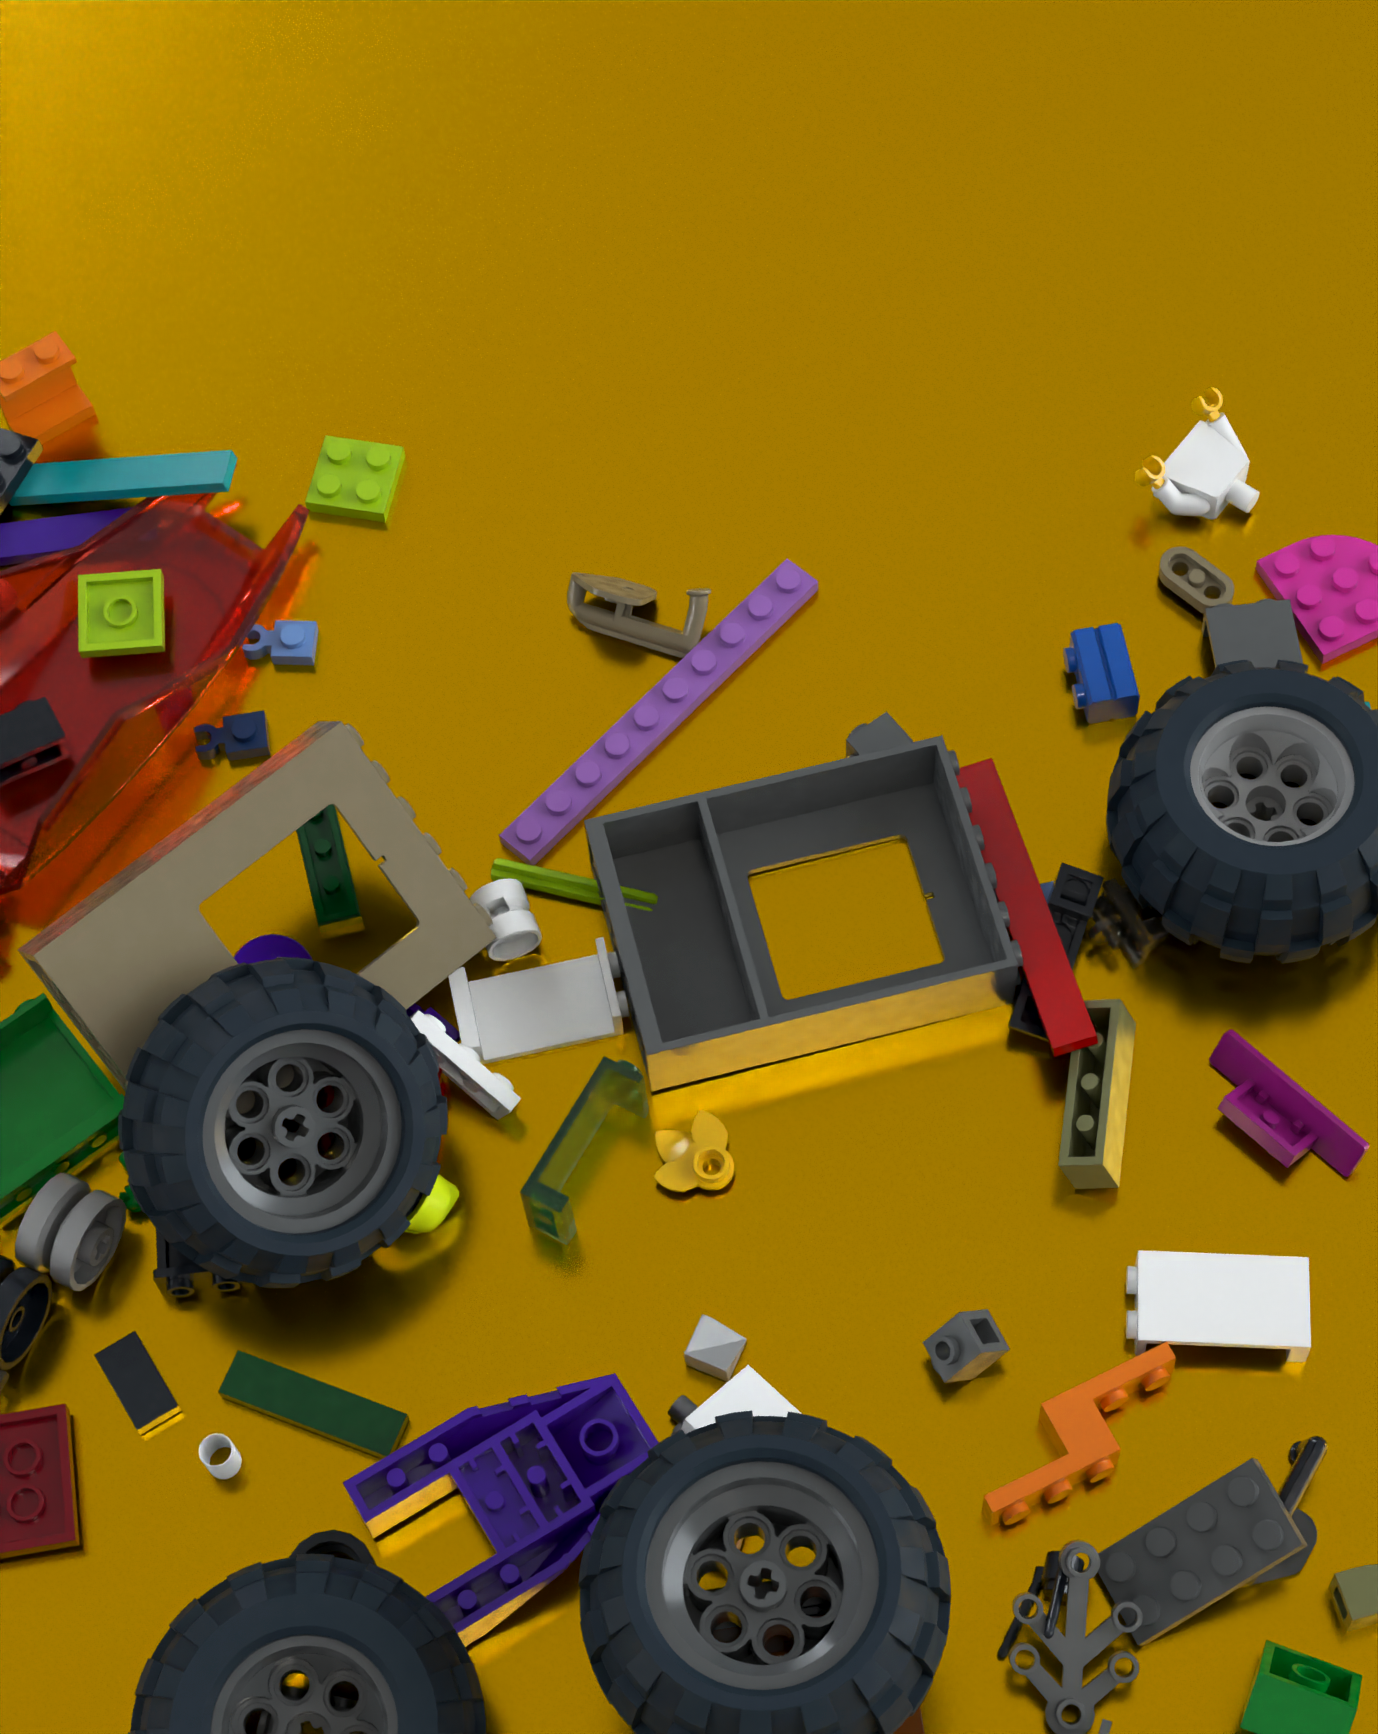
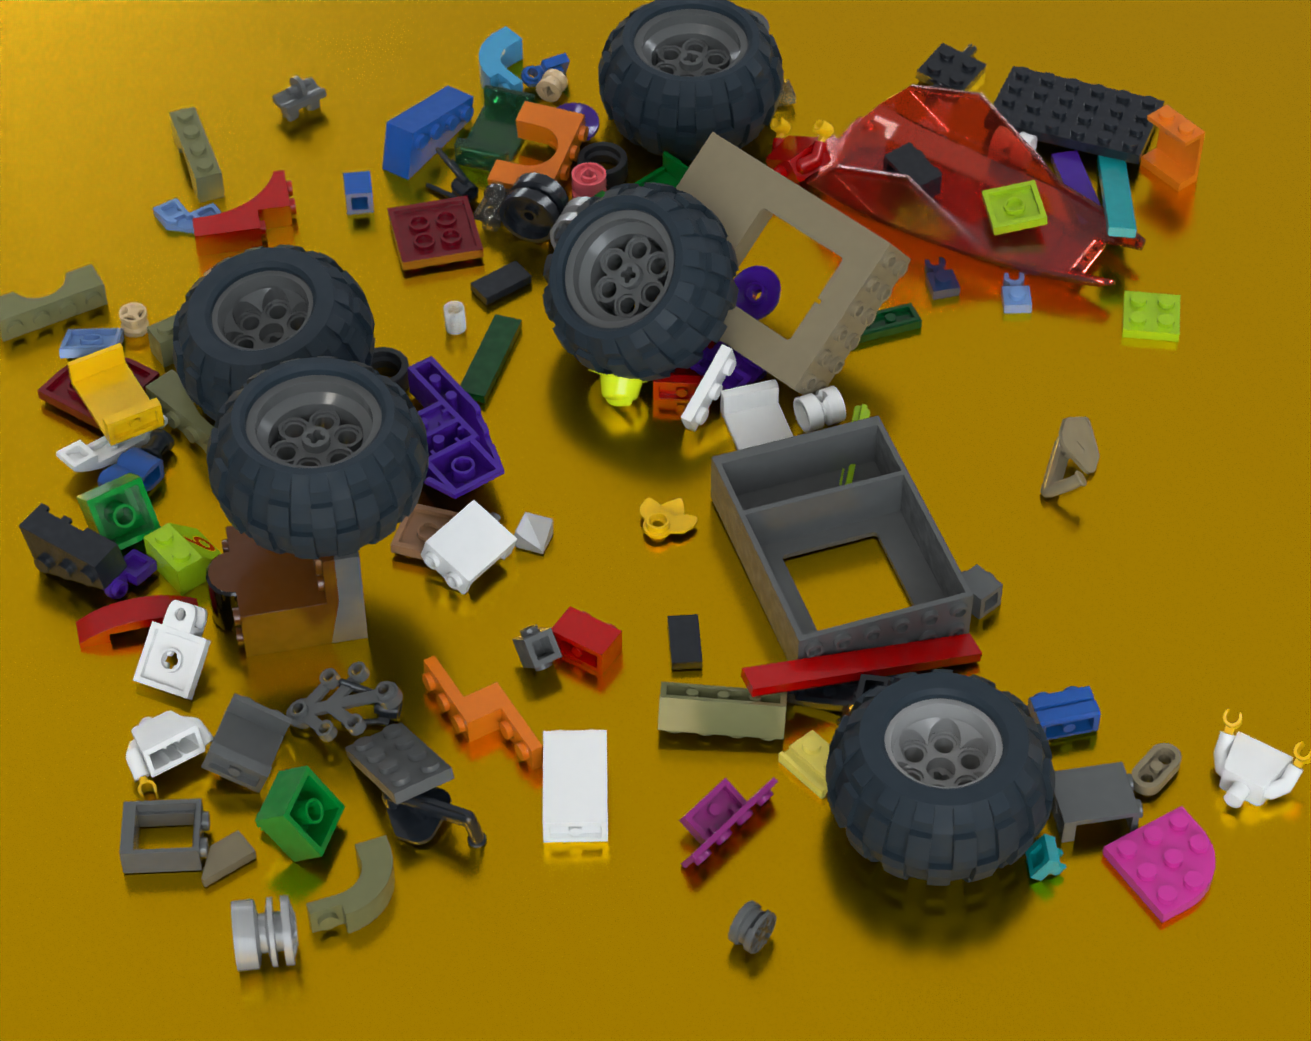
camera: 80 degrees right, 15 degrees down
(543, 1203) = (657, 445): panel -> none
(658, 713) = (1003, 486): medium lavender plate -> none
(942, 1144) = (684, 642): none -> black tile
(942, 1277) = (587, 640): none -> red brick
(1174, 987) = (808, 761): none -> light yellow plate

